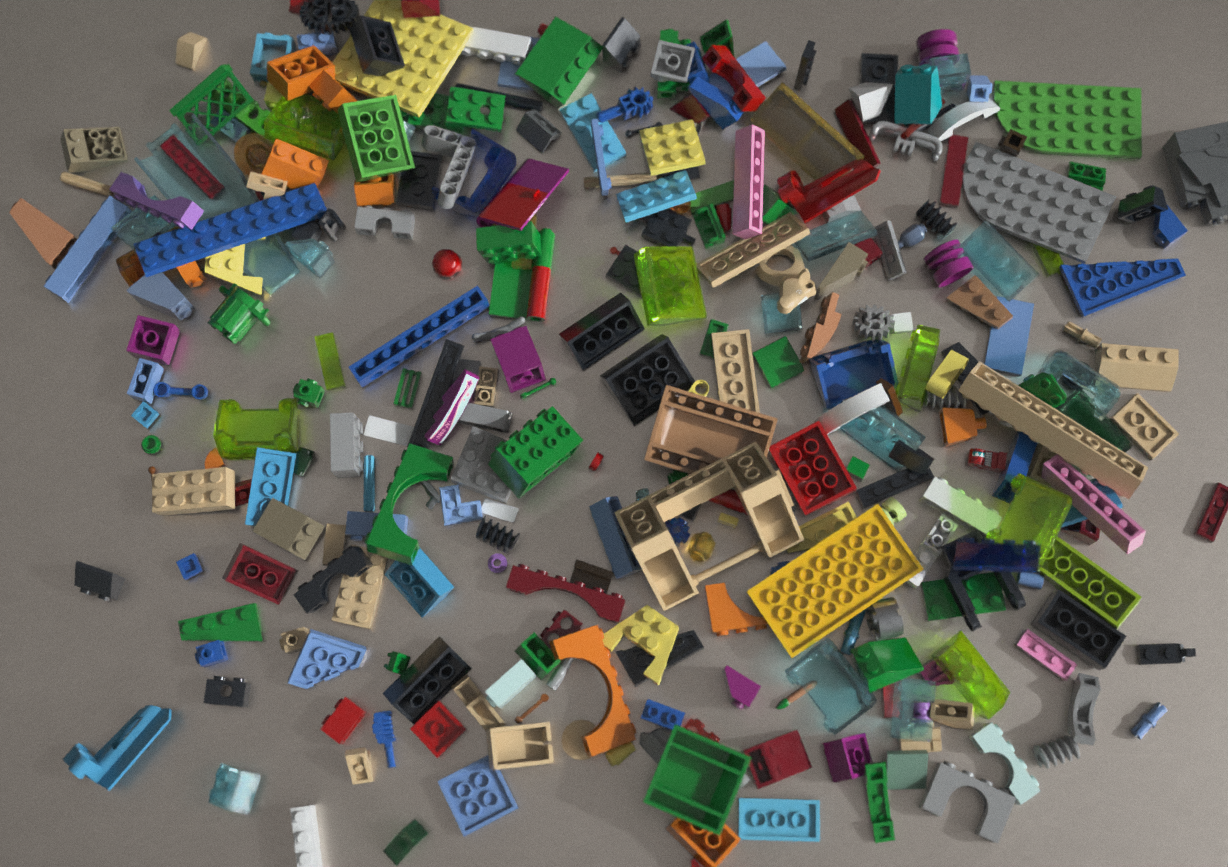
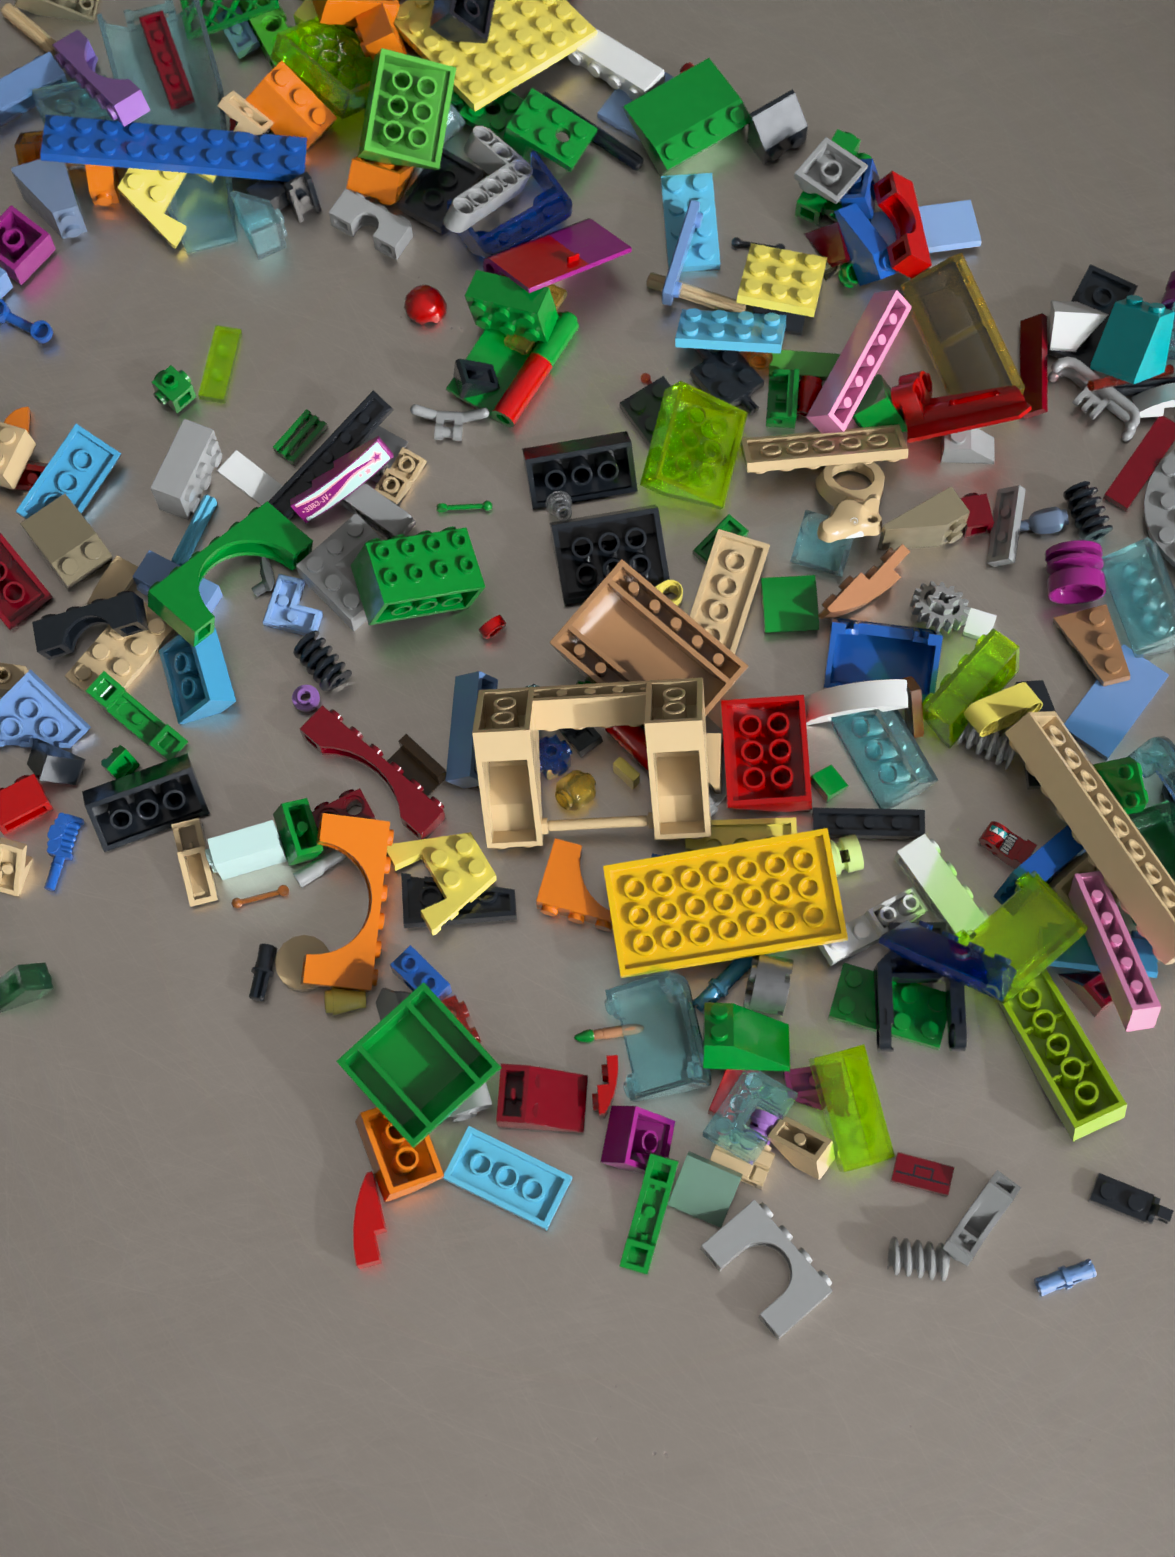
camera: 25 degrees right, 5 degrees down
(237, 314) = (133, 256): green container -> none
(243, 430) = (64, 397): clear neon green windscreen -> none
(252, 152) = (246, 69): clear orange hat -> none
(303, 460) = (126, 468): dark green cone -> none
(354, 683) = (54, 763): none -> black slope
(393, 627) = (135, 717): none -> green slope
(419, 336) = (344, 378): blue brick -> none
(438, 729) = (130, 868): red plate -> none
(477, 795) = (139, 971): medium blue plate -> none
(499, 510) = (341, 635): white sticker -> none
(505, 300) = (474, 378): none -> black slope
(518, 359) = (454, 457): magenta slope -> none
(519, 746) = (219, 931): tan piece -> none
(537, 130) = (620, 190): dark grey panel -> none
(558, 757) = (262, 971): none -> black axle
(600, 361) = (559, 505): none -> clear cone
(628, 107) = (751, 207): blue gear -> none
(711, 125) = (847, 275): none -> green plate
(718, 35) = (912, 167): green slope -> none
(739, 688) = (536, 987): magenta slope -> none
(805, 65) = (1000, 244): black plate -> none
(814, 738) = (605, 1093): none -> red slope
(836, 235) = (936, 474): clear light blue tile -> none
(908, 457) = (905, 798): black slope -> none
(959, 425) = (992, 786): orange torso -> none
(1020, 783) = (835, 1204): light aqua arch -> none
(1030, 580) = (991, 1023): medium blue piece -> none
(1032, 695) = (922, 1174): none -> dark red tile
(1046, 654) = (965, 1129): bright pink plate -> none
(1079, 630) = (1024, 1114): black brick -> none

